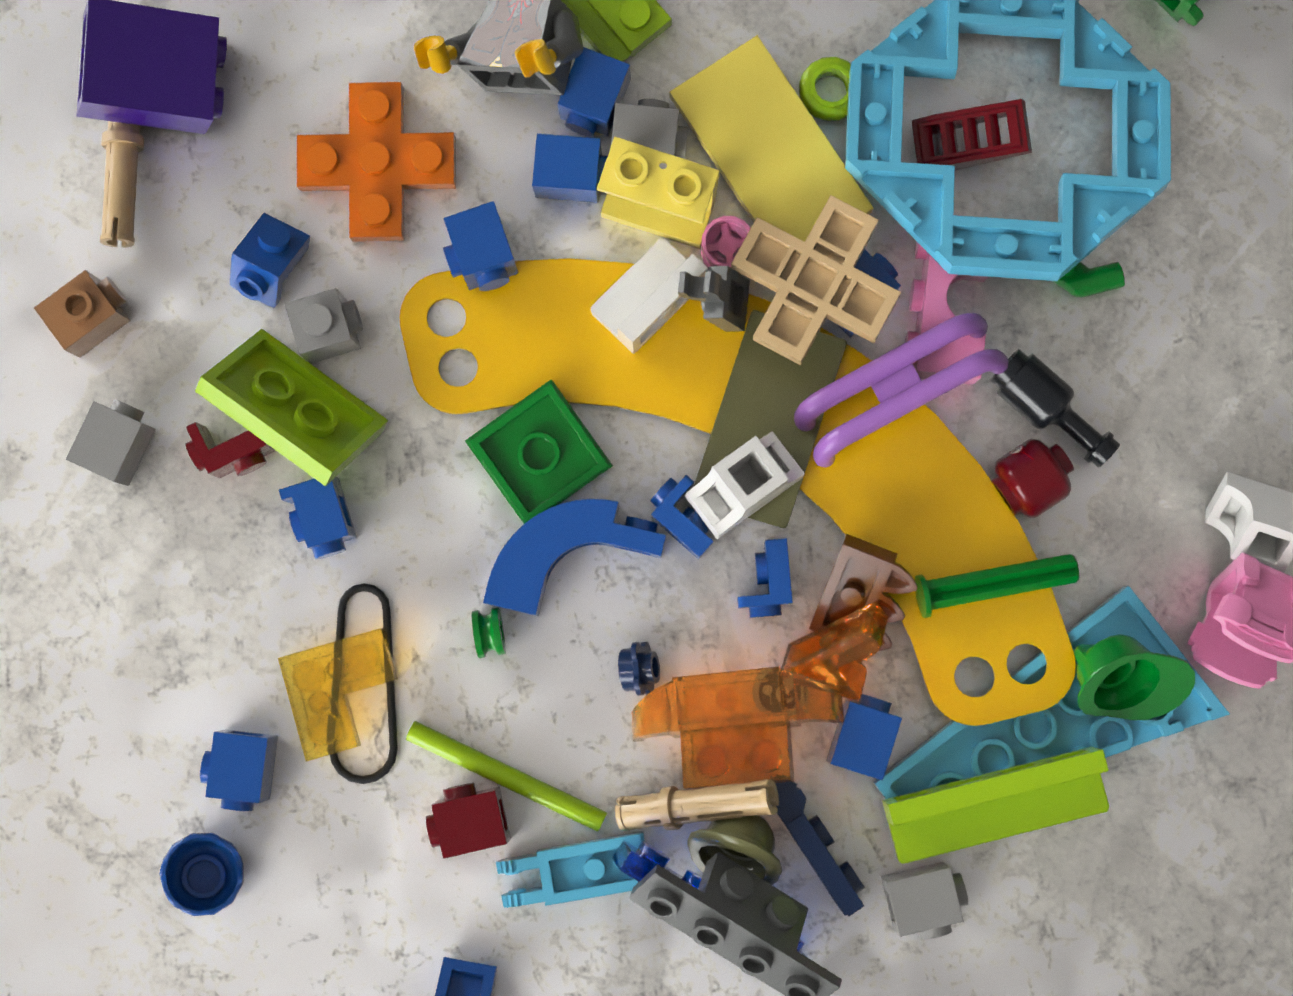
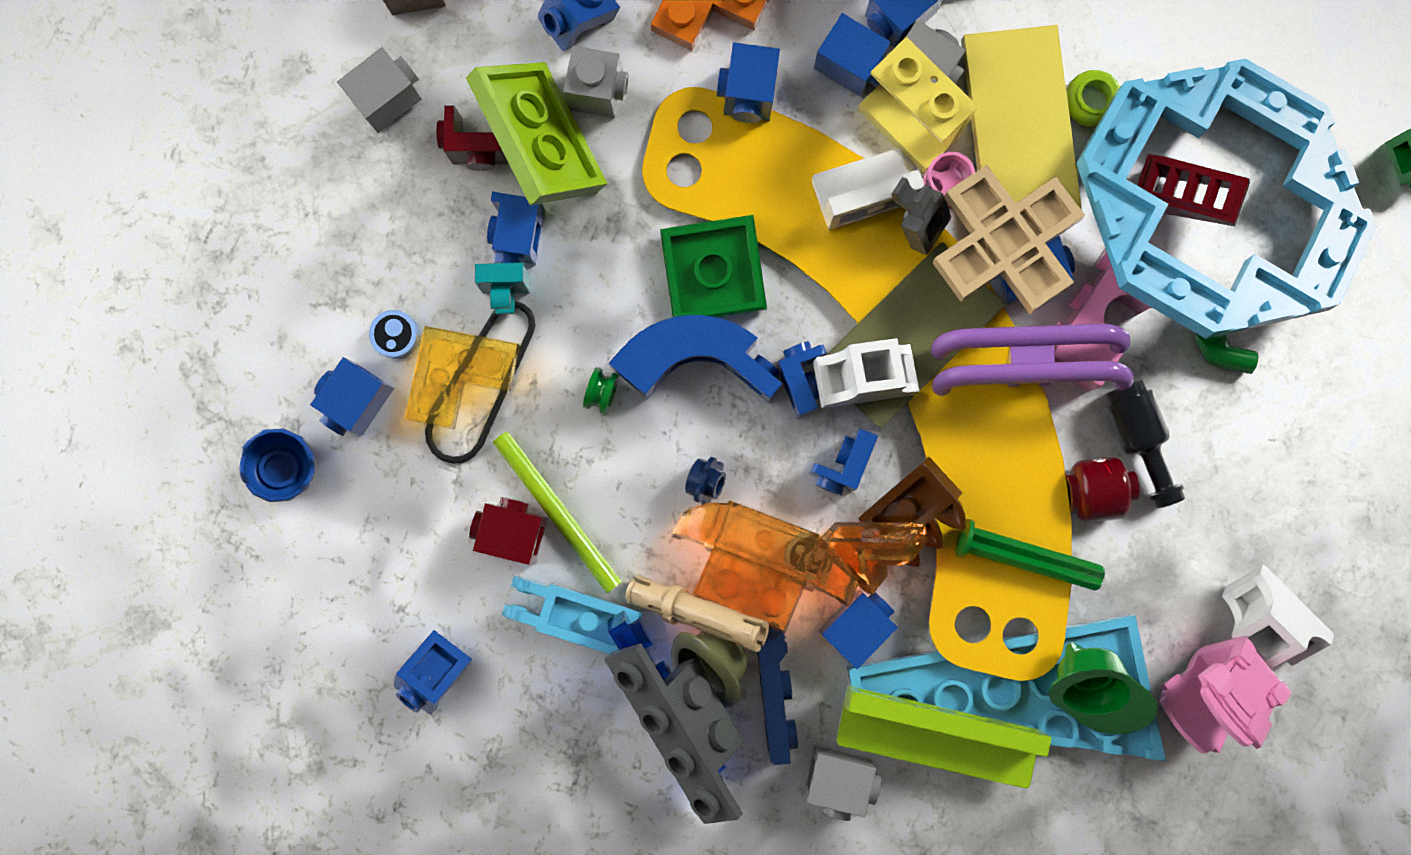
camera: 25 degrees right, 0 degrees up
(251, 681) = (394, 334): none -> tile
(334, 575) = (501, 282): none -> teal tile

